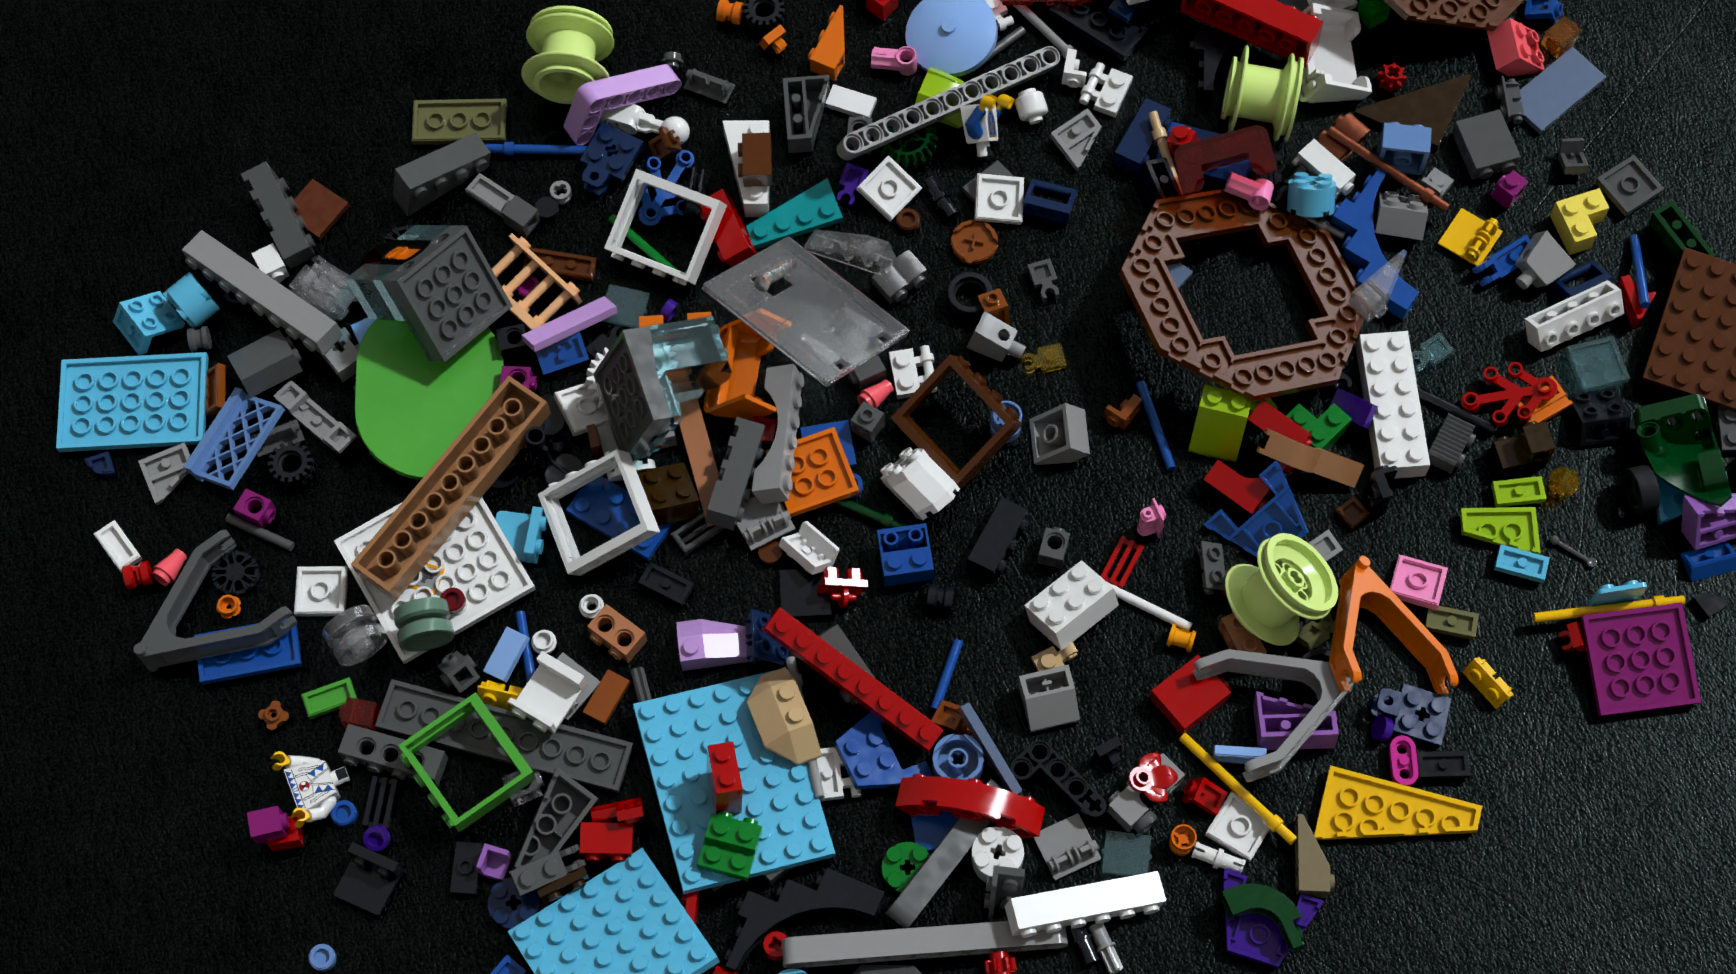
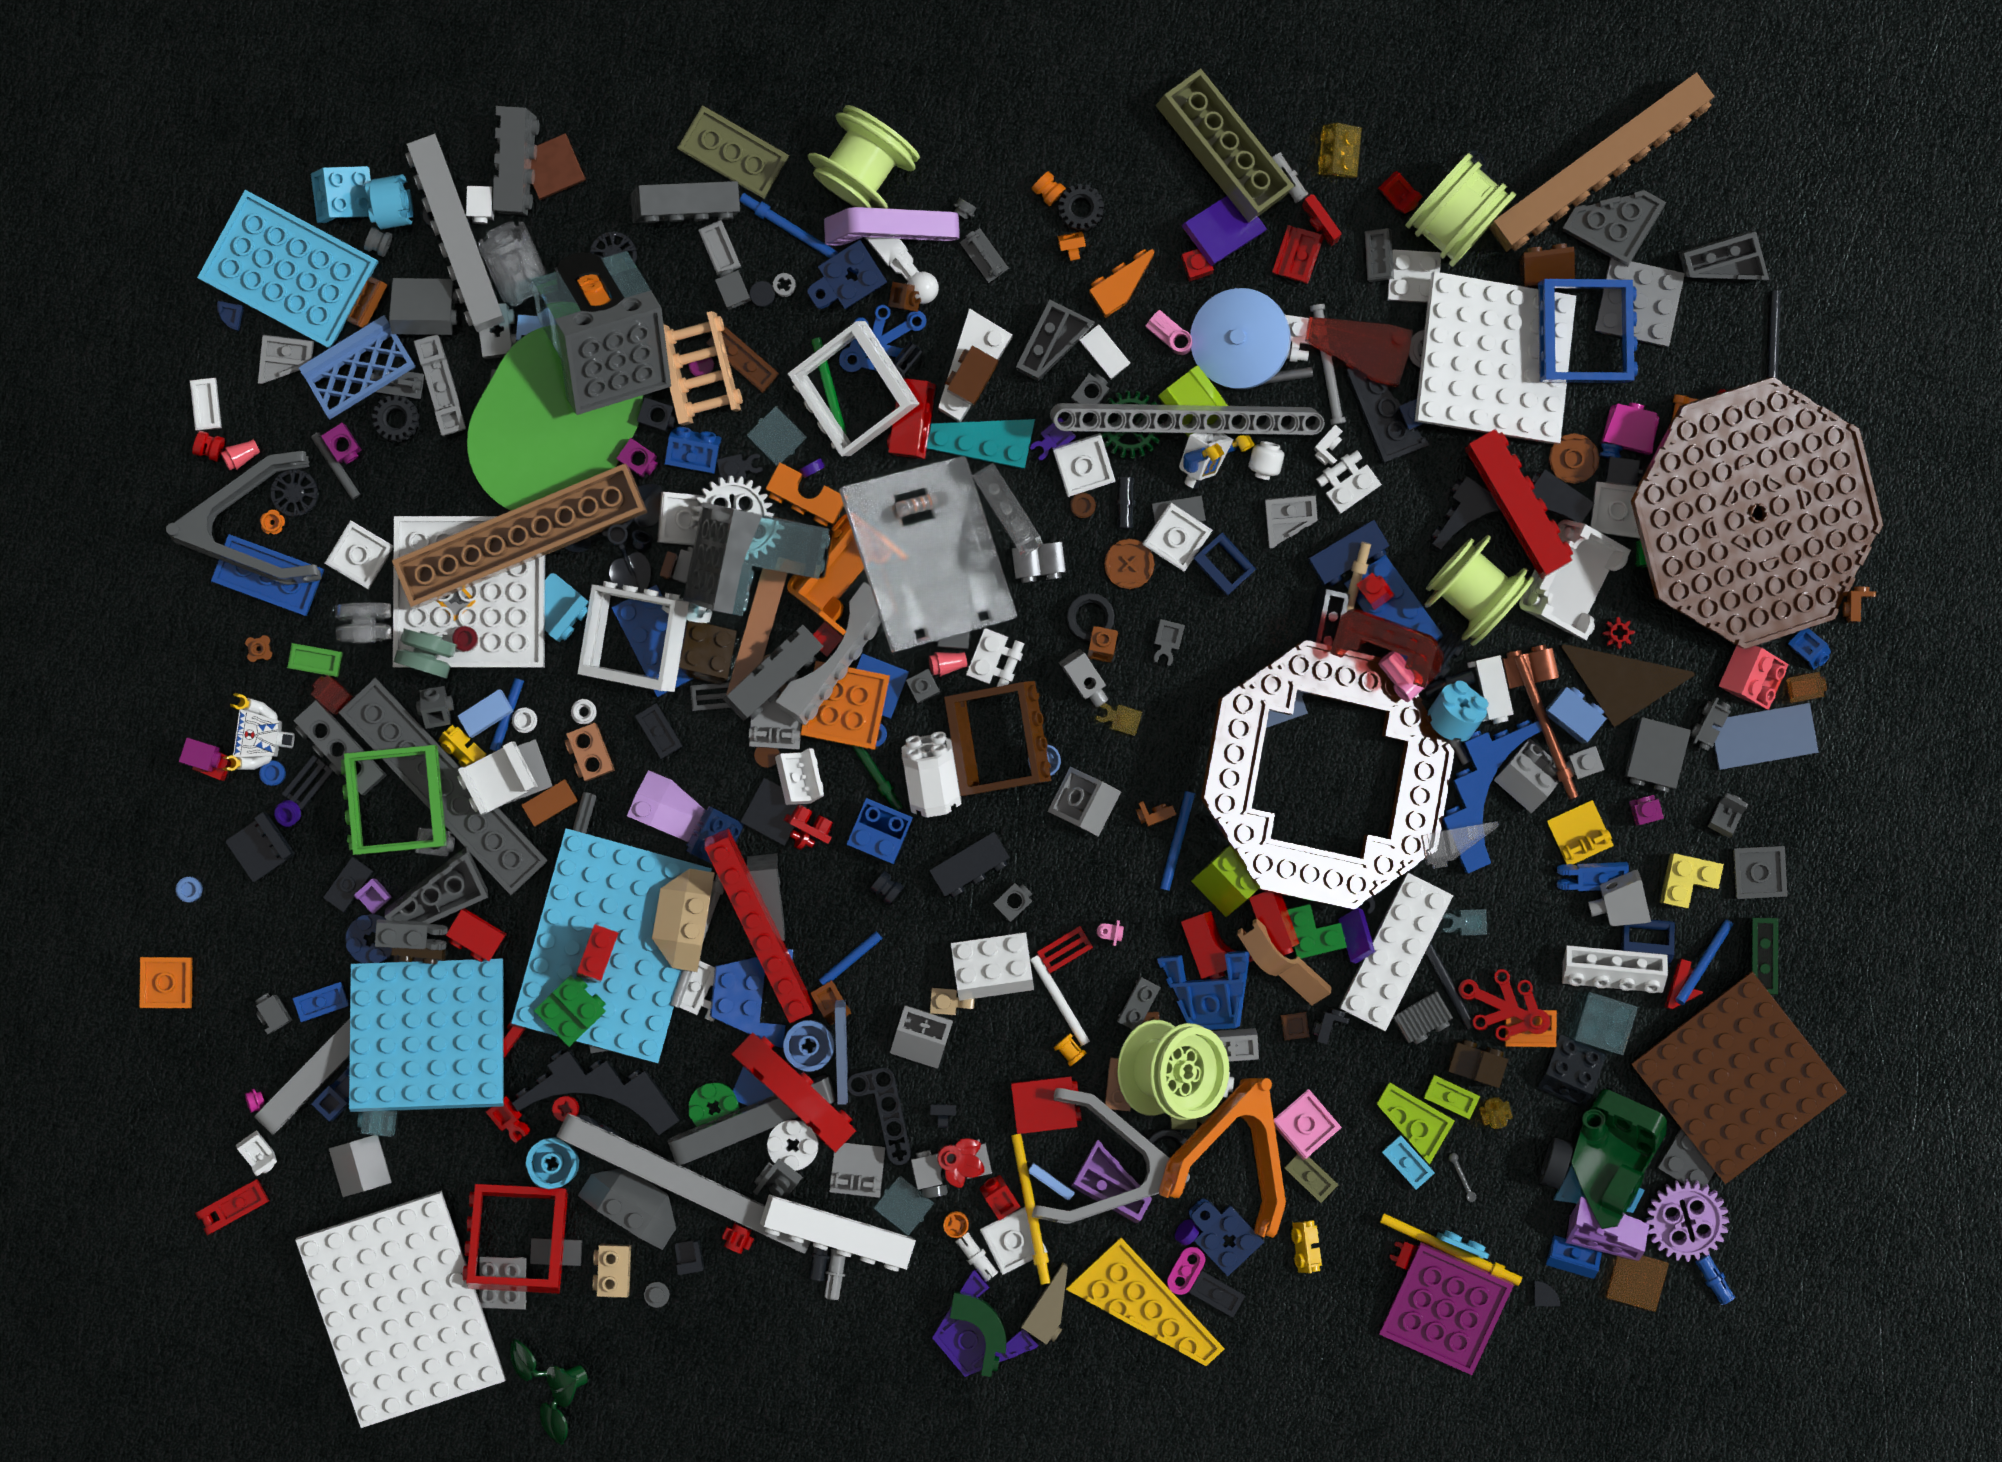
camera: 30 degrees right, 20 degrees up
(569, 324) = (713, 432): lavender tile -> none
(625, 810) = (507, 916): red plate -> none

